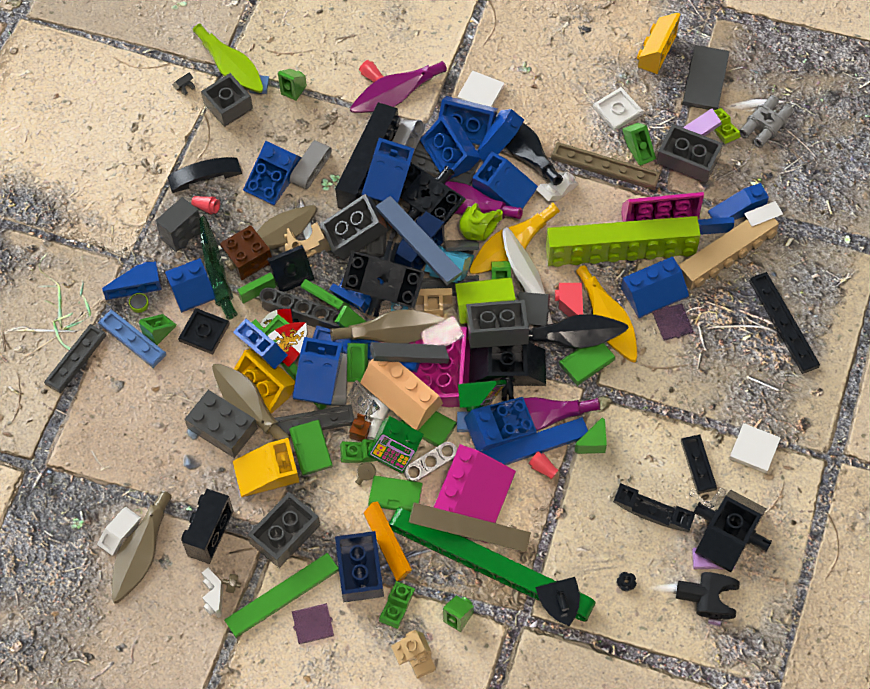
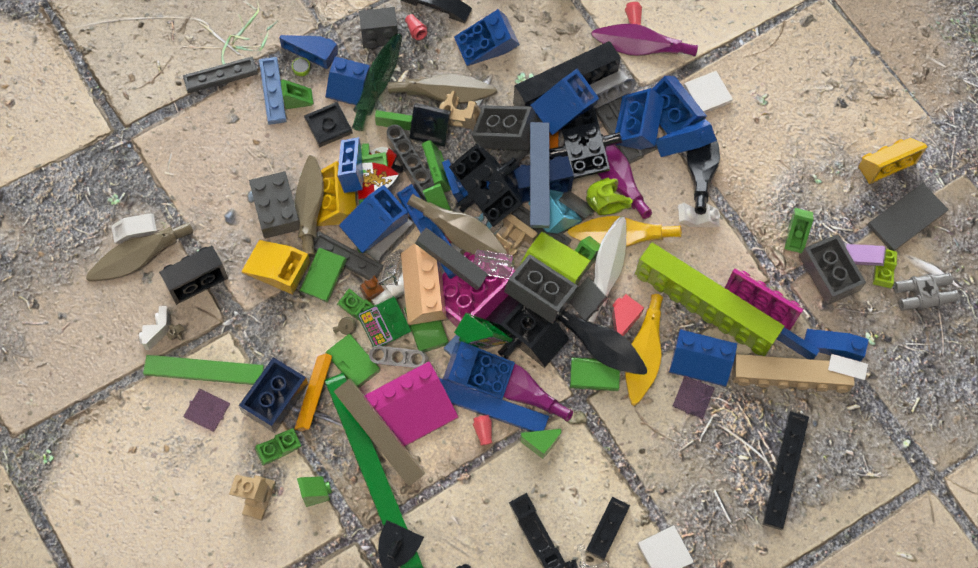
camera: 35 degrees right, 5 degrees up
(247, 252) = (409, 86): reddish brown bracket -> none
(284, 530) = (245, 322): dark grey brick -> none
(310, 164) = (520, 54): light grey beam -> none
(356, 361) = (413, 232): bright green tile -> none
(503, 182) = (657, 179): blue slope -> none
(605, 166) = (755, 228): dark tan tile -> none
(617, 109) = (808, 189): white tile -> none

